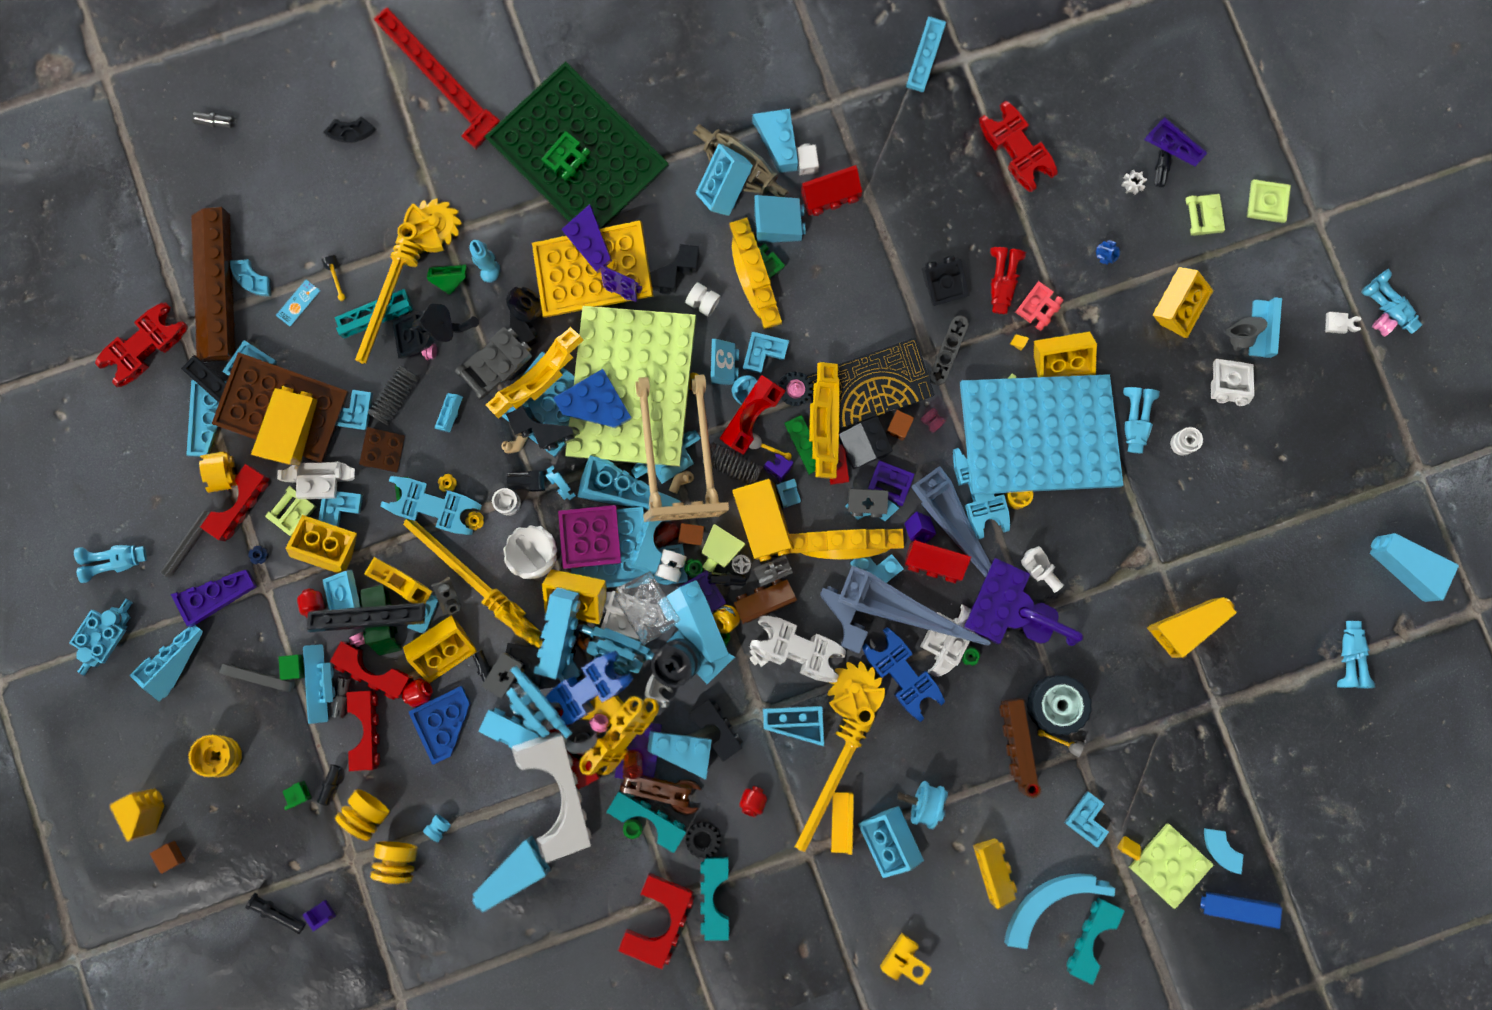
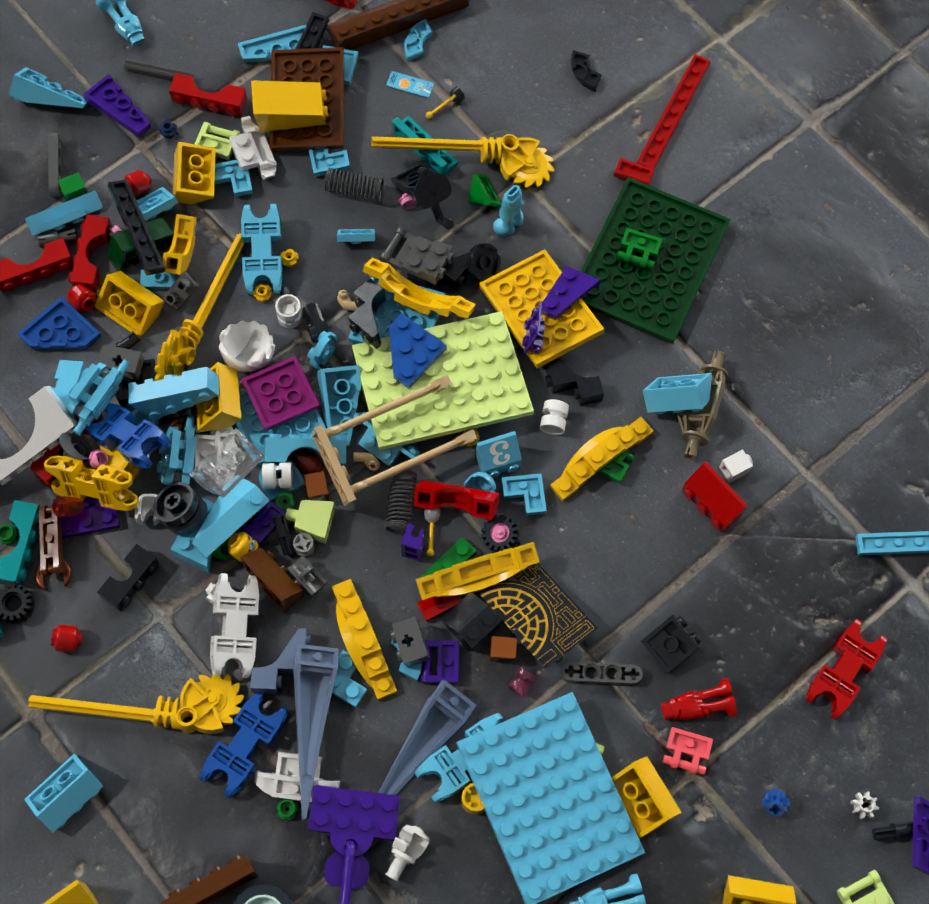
camera: 65 degrees right, 15 degrees down
(100, 635) = (54, 32): medium azure piece -> none
(217, 471) = (230, 69): yellow brick -> none
(381, 450) = (300, 193): reddish brown hinge -> none
(682, 750) = (96, 549): medium azure wedge -> none
(763, 519) = (355, 546): yellow slope -> none
(778, 136) = (746, 431): medium azure wedge -> none
(778, 219) = (663, 457): medium azure slope -> none
(788, 493) = (391, 564): medium azure panel -> none
(796, 722) = (159, 653): medium azure wedge -> none
(842, 822) = (70, 736): yellow panel -> none
(920, 527) = (403, 708): dark purple panel -> none
(927, 804) = (112, 812): medium azure wheel -> none
(936, 561) = (373, 735): red slope -> none
(1019, 341) = (641, 744): yellow piece -> none

